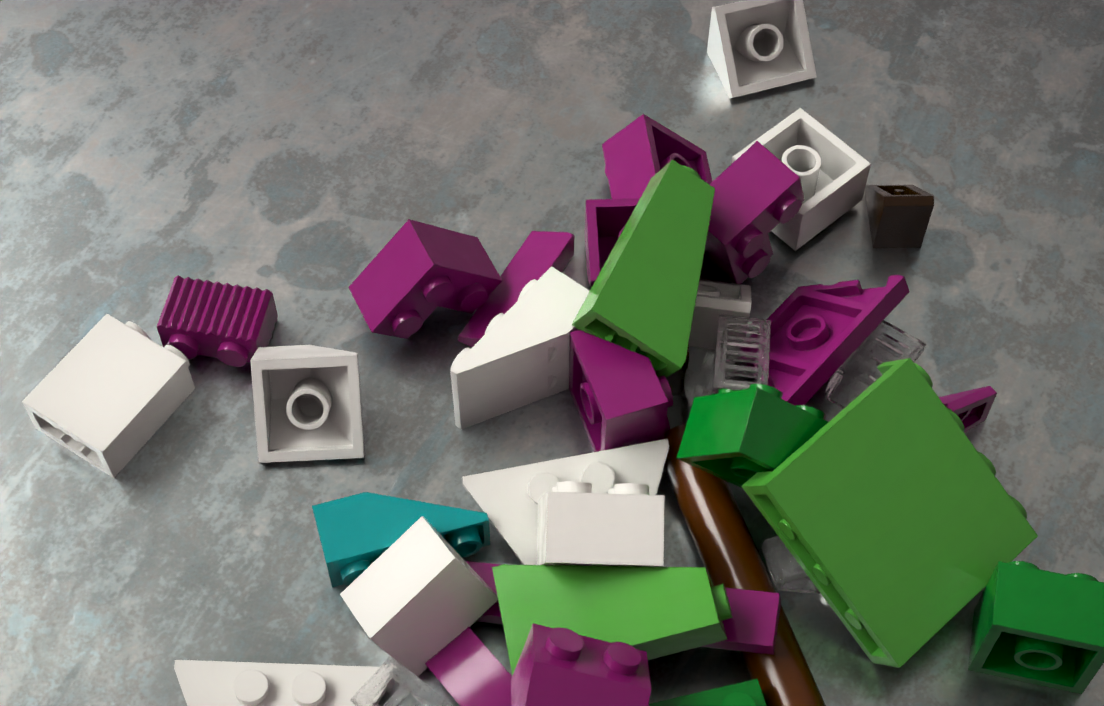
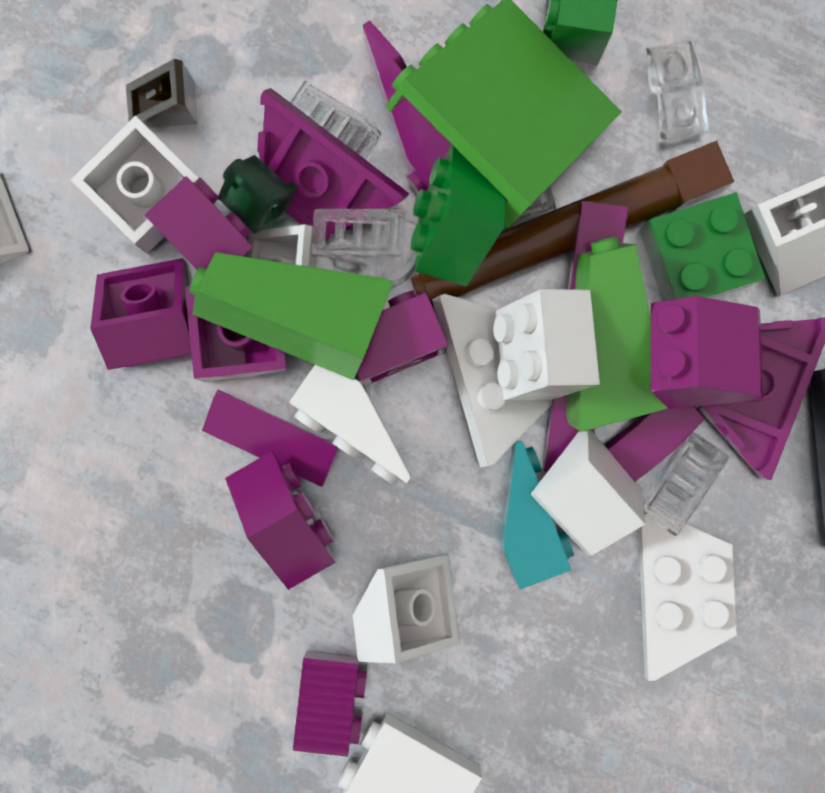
camera: 90 degrees left, 30 degrees up
(788, 275) = (255, 193): none -> clear green brick

